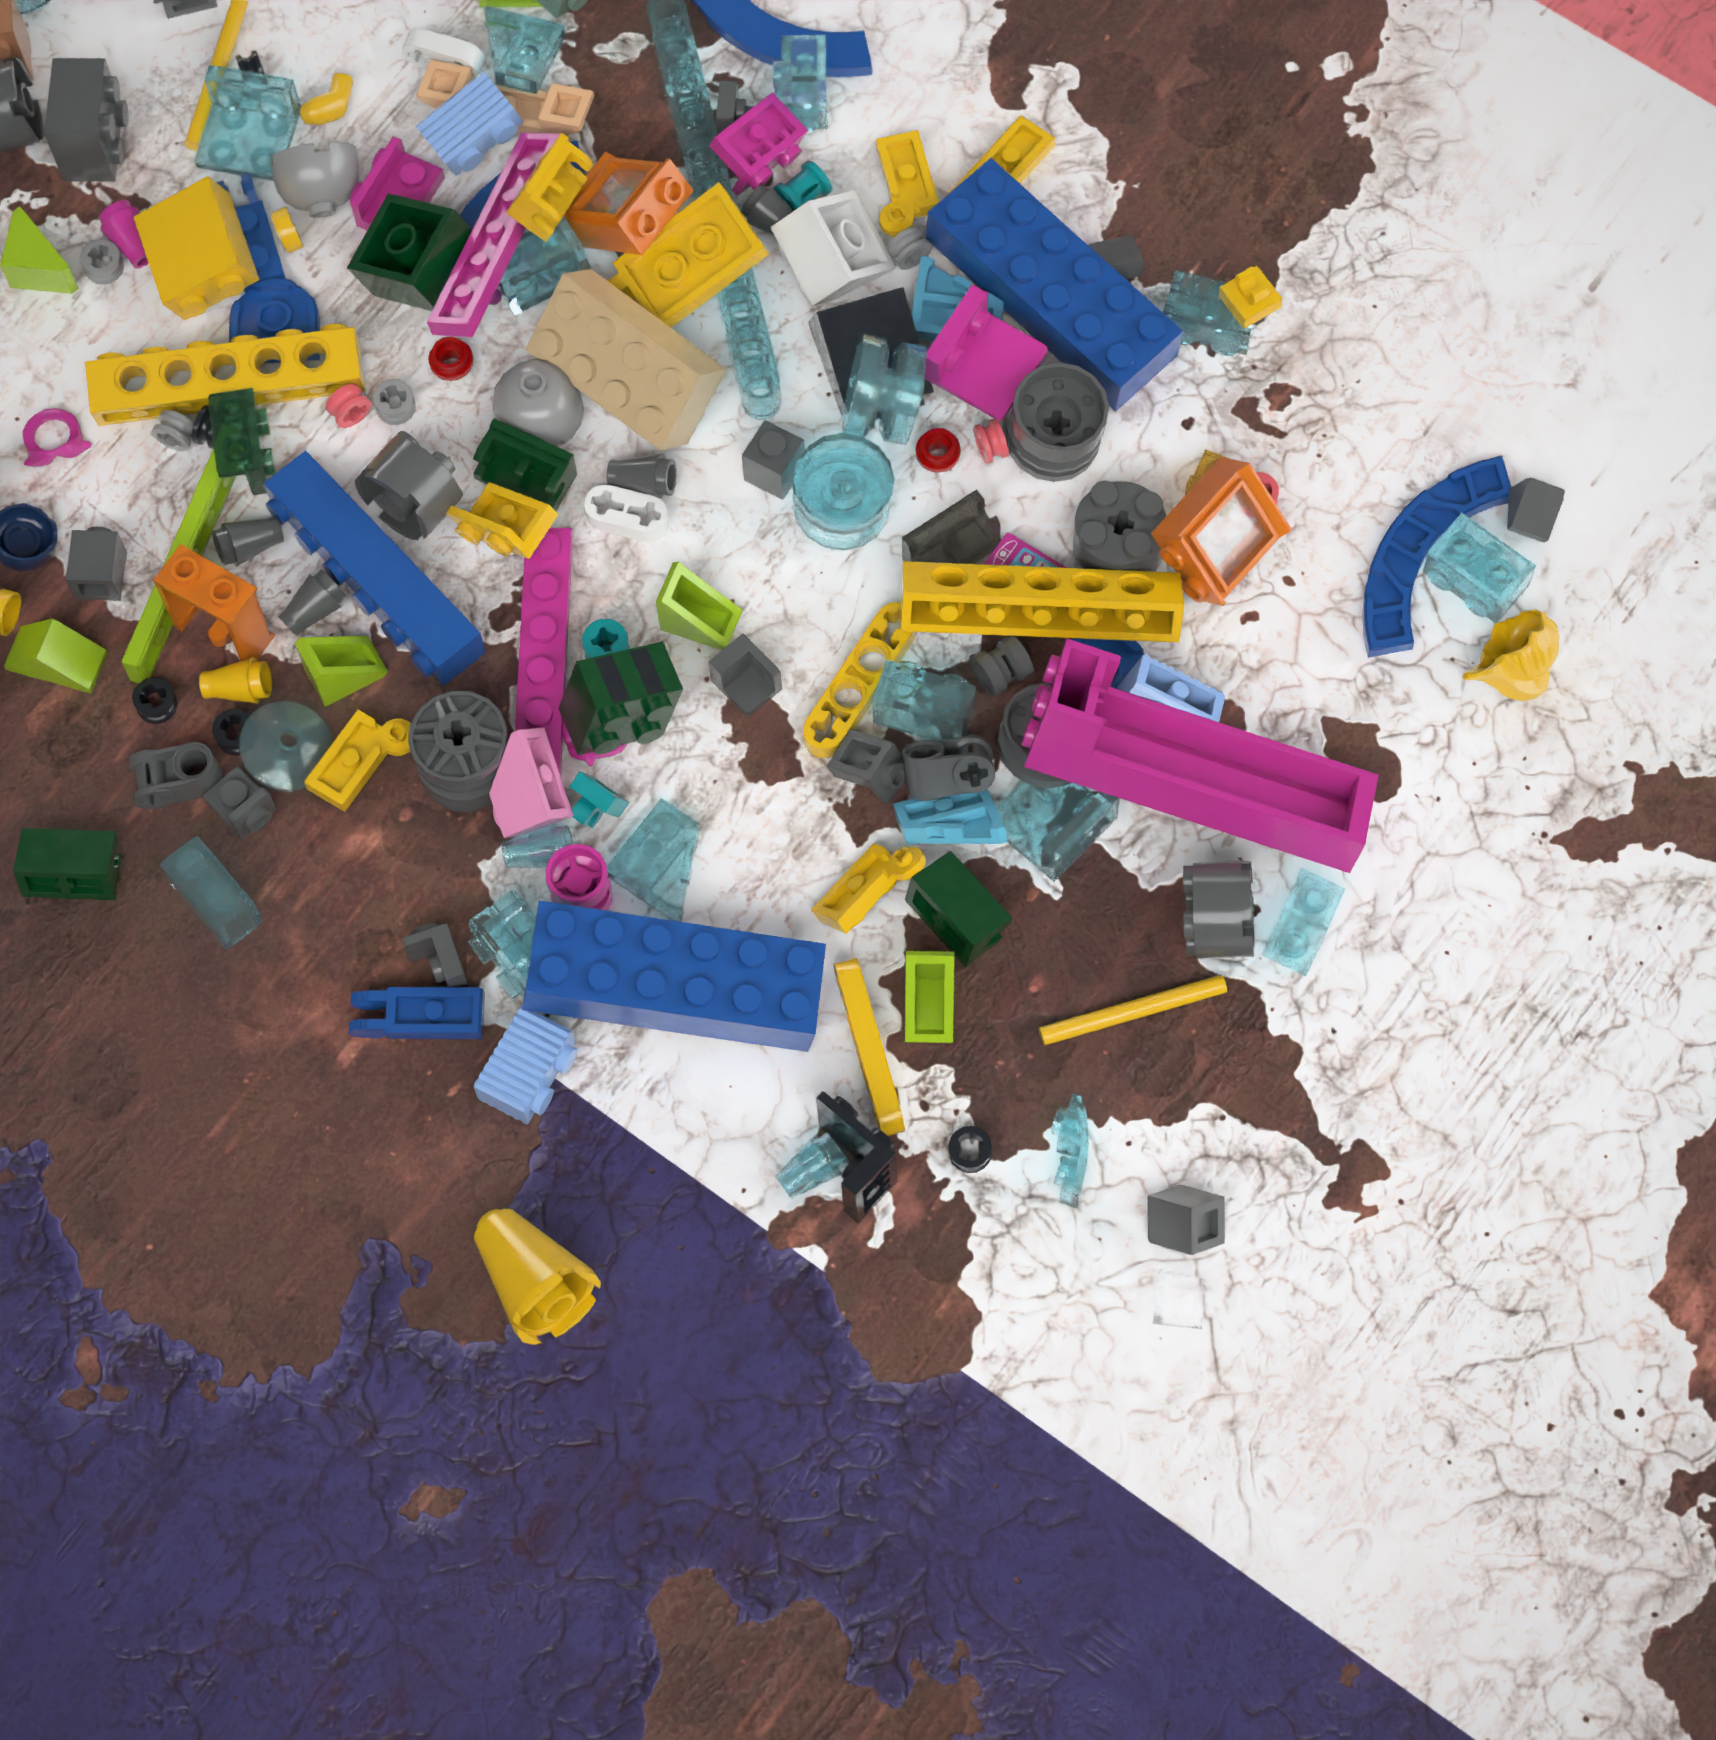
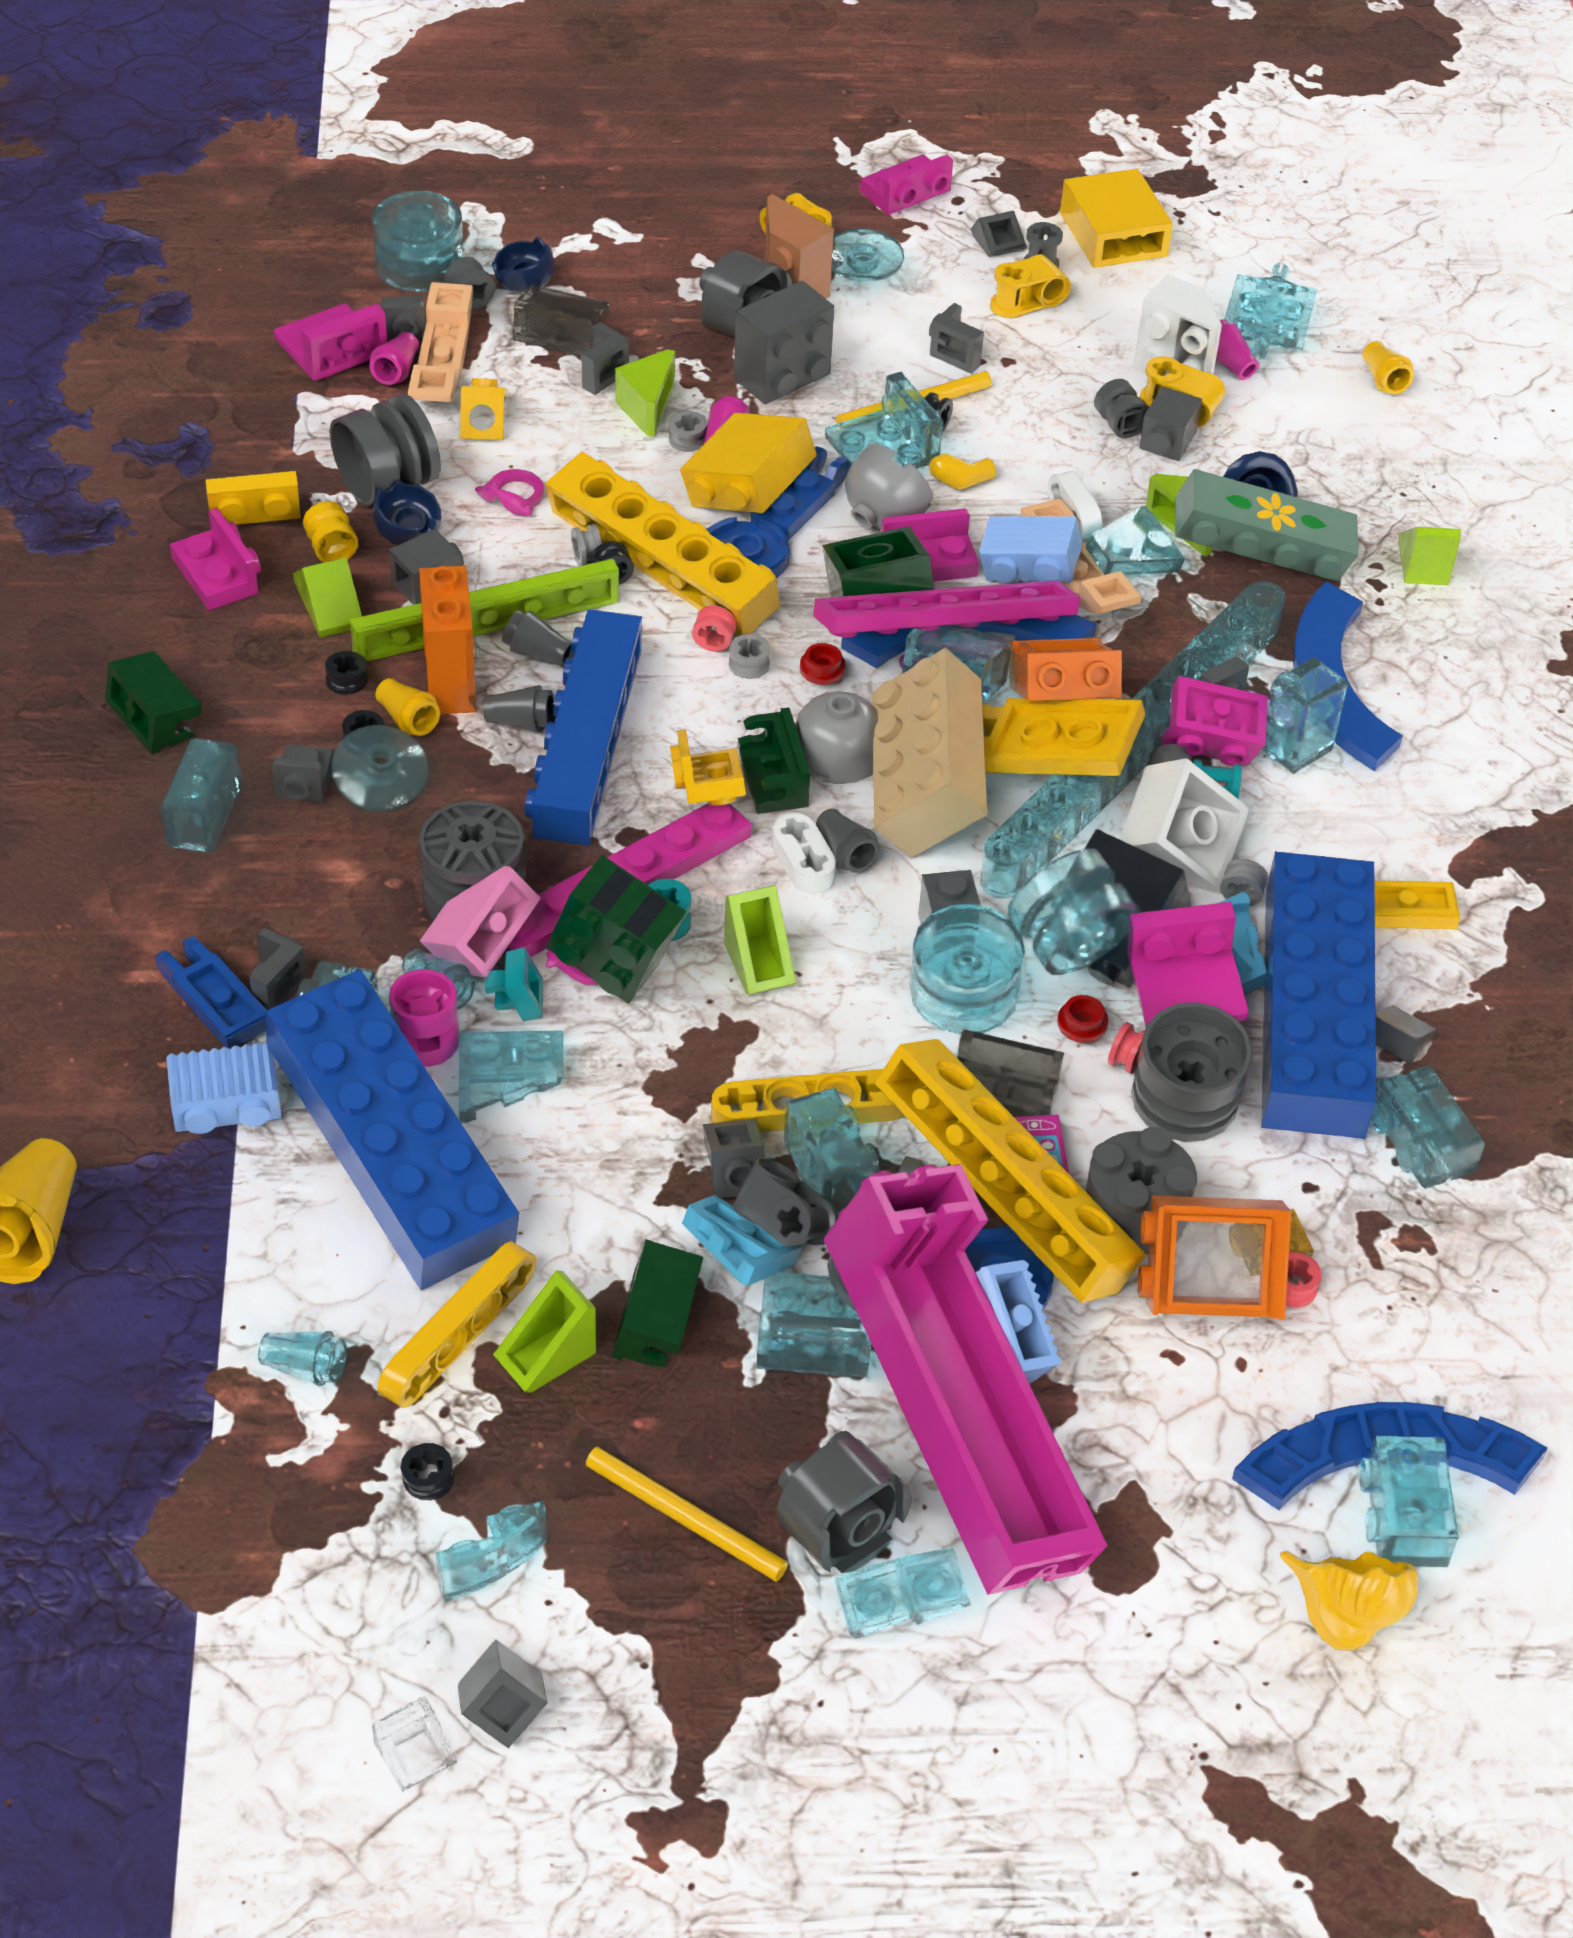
camera: 45 degrees right, 20 degrees down
(164, 774) = (287, 715): dark grey piece -> none
(239, 438) = (618, 576): clear green bracket -> none
(286, 230) = (825, 507): yellow tile -> none
(340, 664) = (478, 752): lime slope -> none
(356, 757) = (397, 812): yellow hinge -> none
(409, 486) = (676, 694): dark grey brick -> none
(550, 188) = (1019, 607): yellow hinge -> none
(745, 675) = (732, 1014): dark grey panel -> none
(865, 884) = (629, 1222): yellow hinge -> none
(874, 1166) = (324, 1391): black bracket -> none
(906, 180) = (1313, 831): yellow hinge -> none
(1250, 296) = (1465, 1128): yellow tile -> none
(1534, 508) = (1521, 1508): dark grey slope -> none

